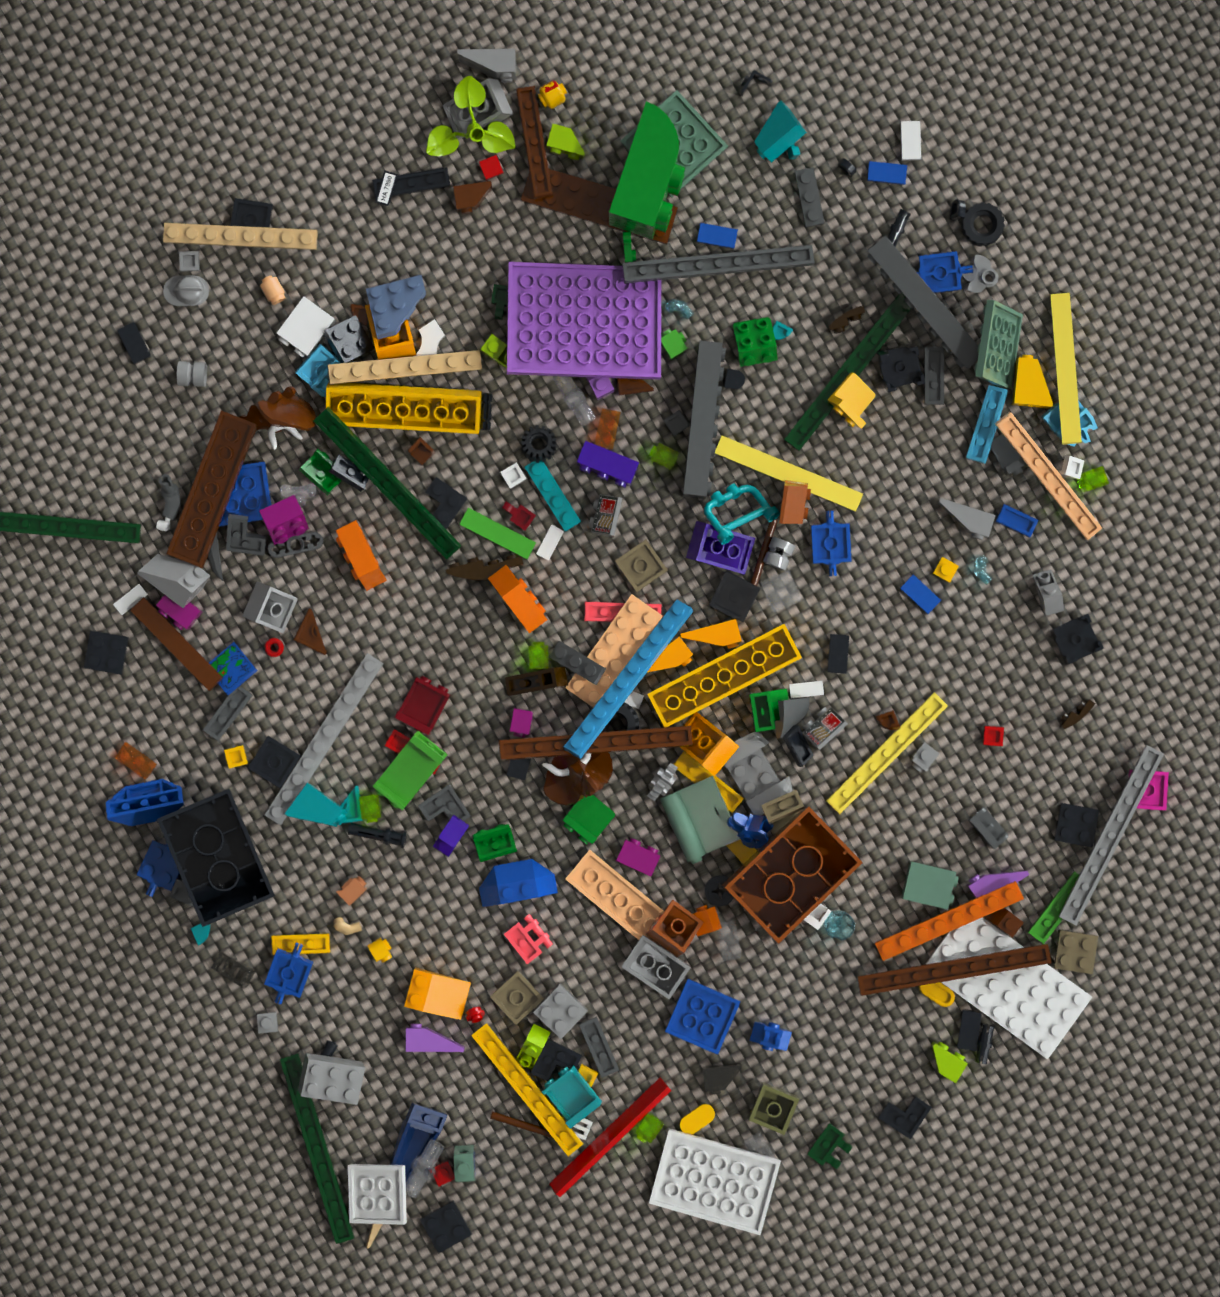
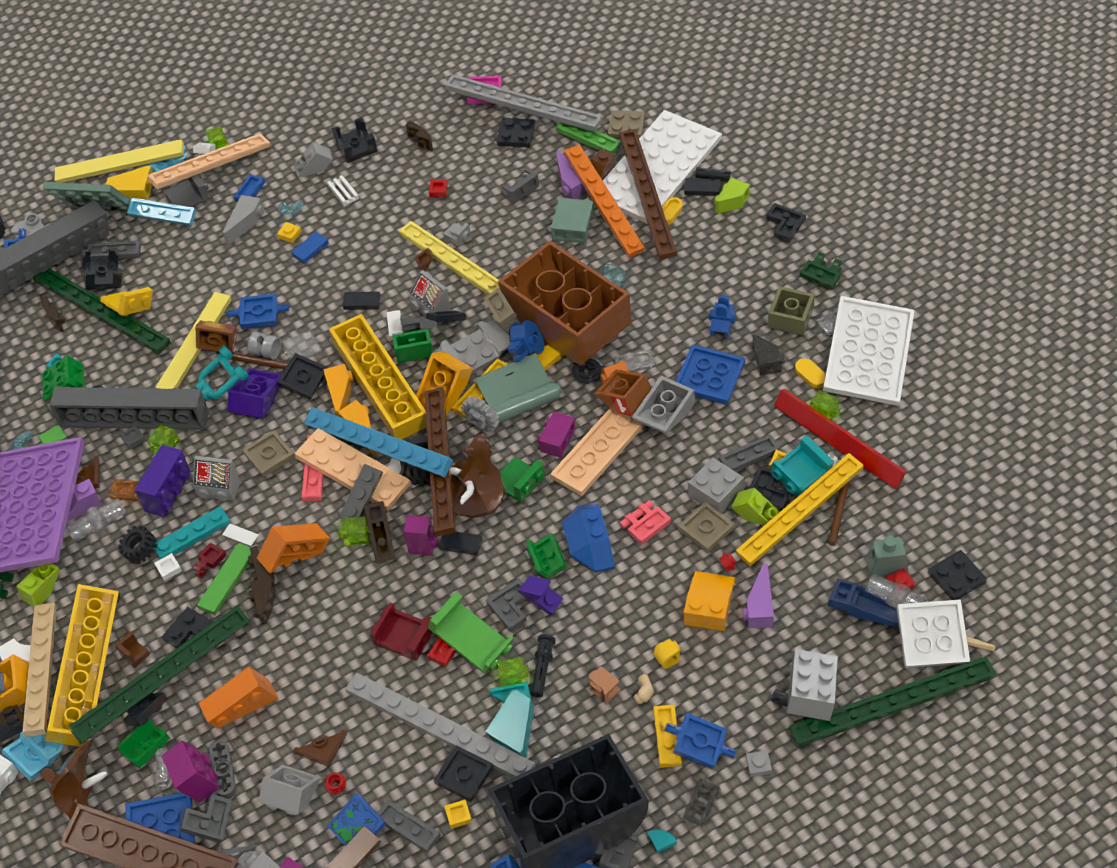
camera: 90 degrees left, 35 degrees down
(1018, 619) = (338, 183): none -> white tile

